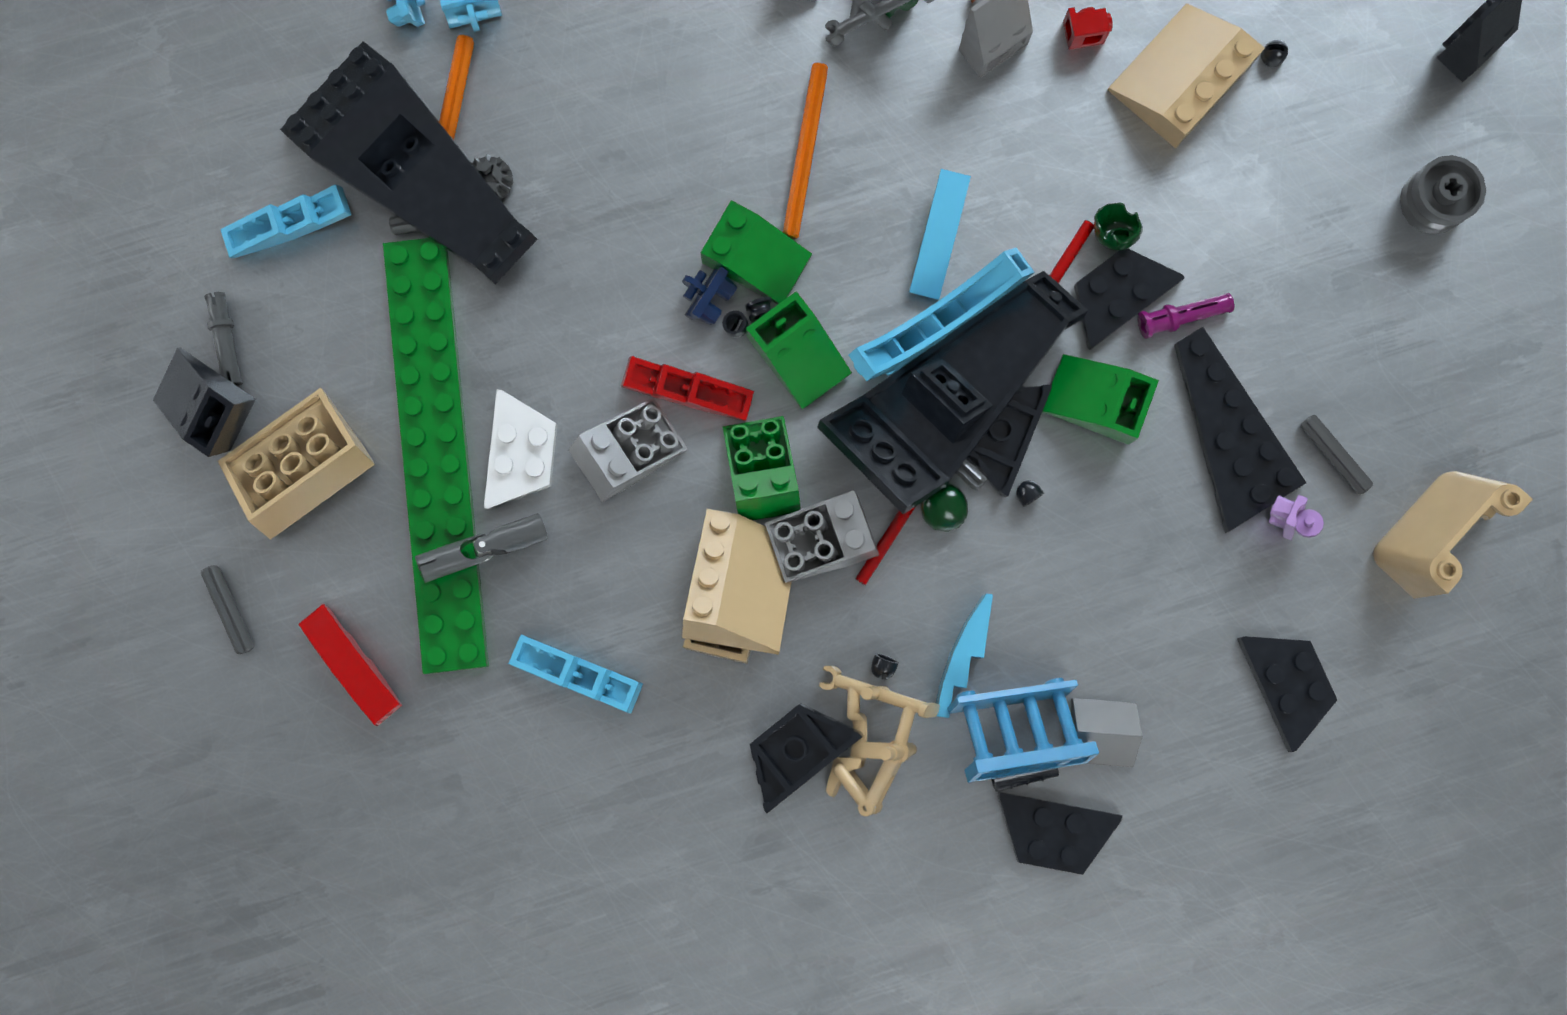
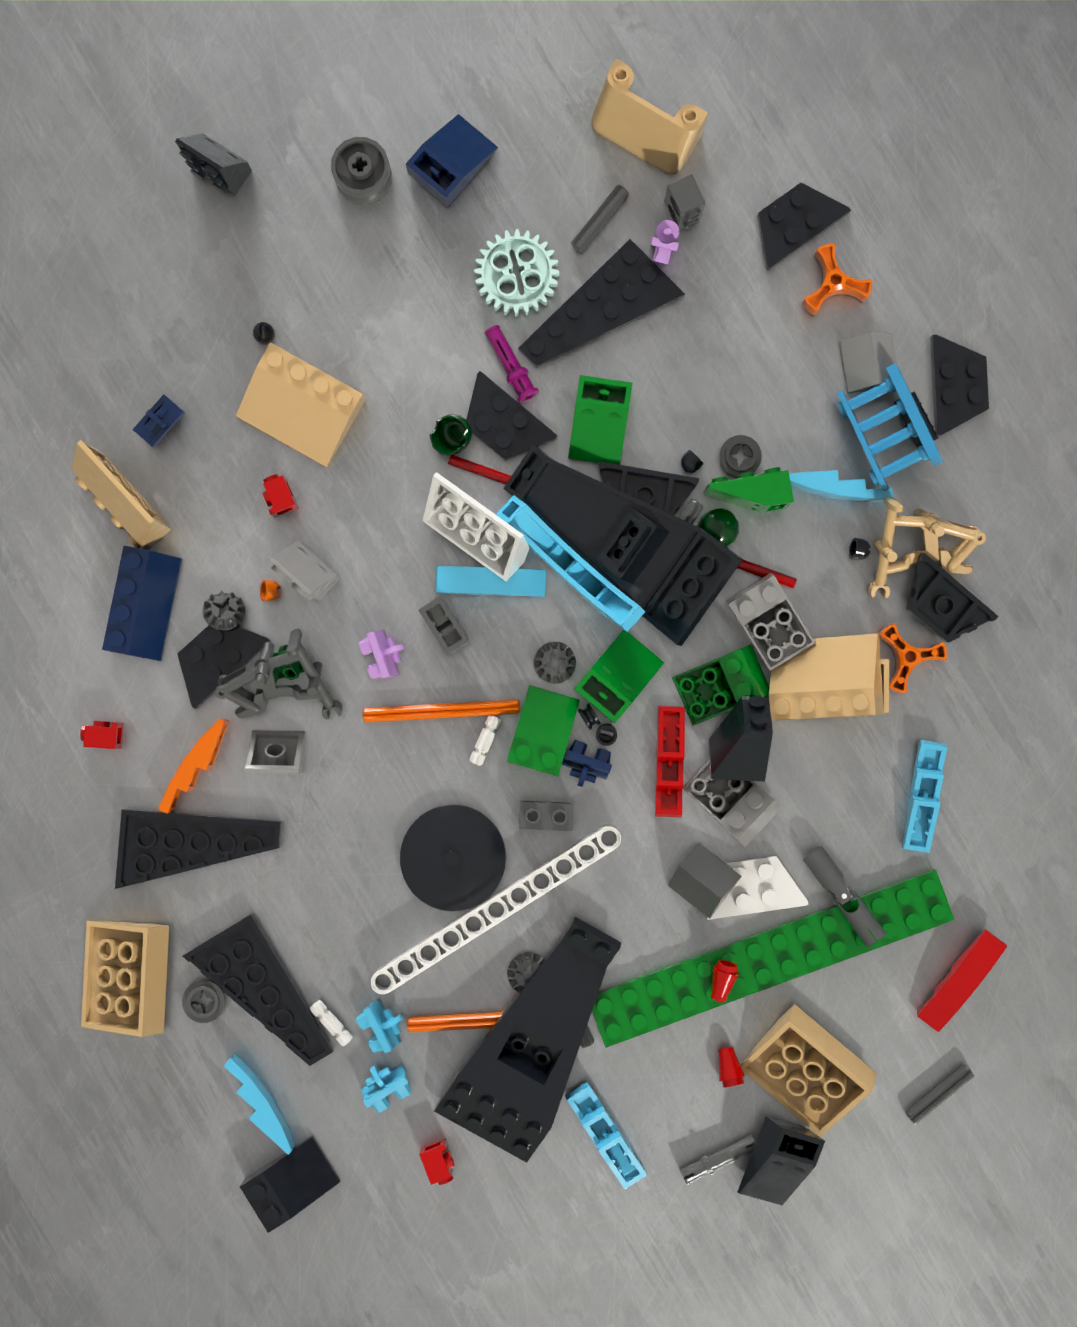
camera: 100 degrees left, 5 degrees up
(306, 32) = (437, 1162): none -> red brick
(322, 375) = (729, 1068): none -> red cone
(424, 387) = (724, 977): none -> red cone
(543, 394) = (704, 880): none -> dark grey slope
(561, 145) = (488, 920): none -> white beam
(638, 127) = (453, 857): none -> black dish
(659, 234) = (546, 815): none -> dark grey brick
(688, 469) = (742, 741): none -> black slope
(743, 692) = (908, 656): none -> orange piece
(761, 190) = (485, 740): none -> white axle
(820, 297) = (544, 655): none -> dark grey gear
(883, 99) = (385, 653): none -> lavender hips
(900, 169) = (444, 626): none -> dark grey brick
(977, 561) = (757, 493): none -> green slope
(1005, 221) = (474, 528): none -> white slope
(1036, 545) = (750, 449): none -> dark grey gear
(1208, 710) = (834, 281): none -> orange piece
(1288, 317) = (494, 278): none -> light aqua gear
(1340, 551) = (684, 202): none -> dark grey brick
(1439, 298) = (450, 159): none -> dark blue slope

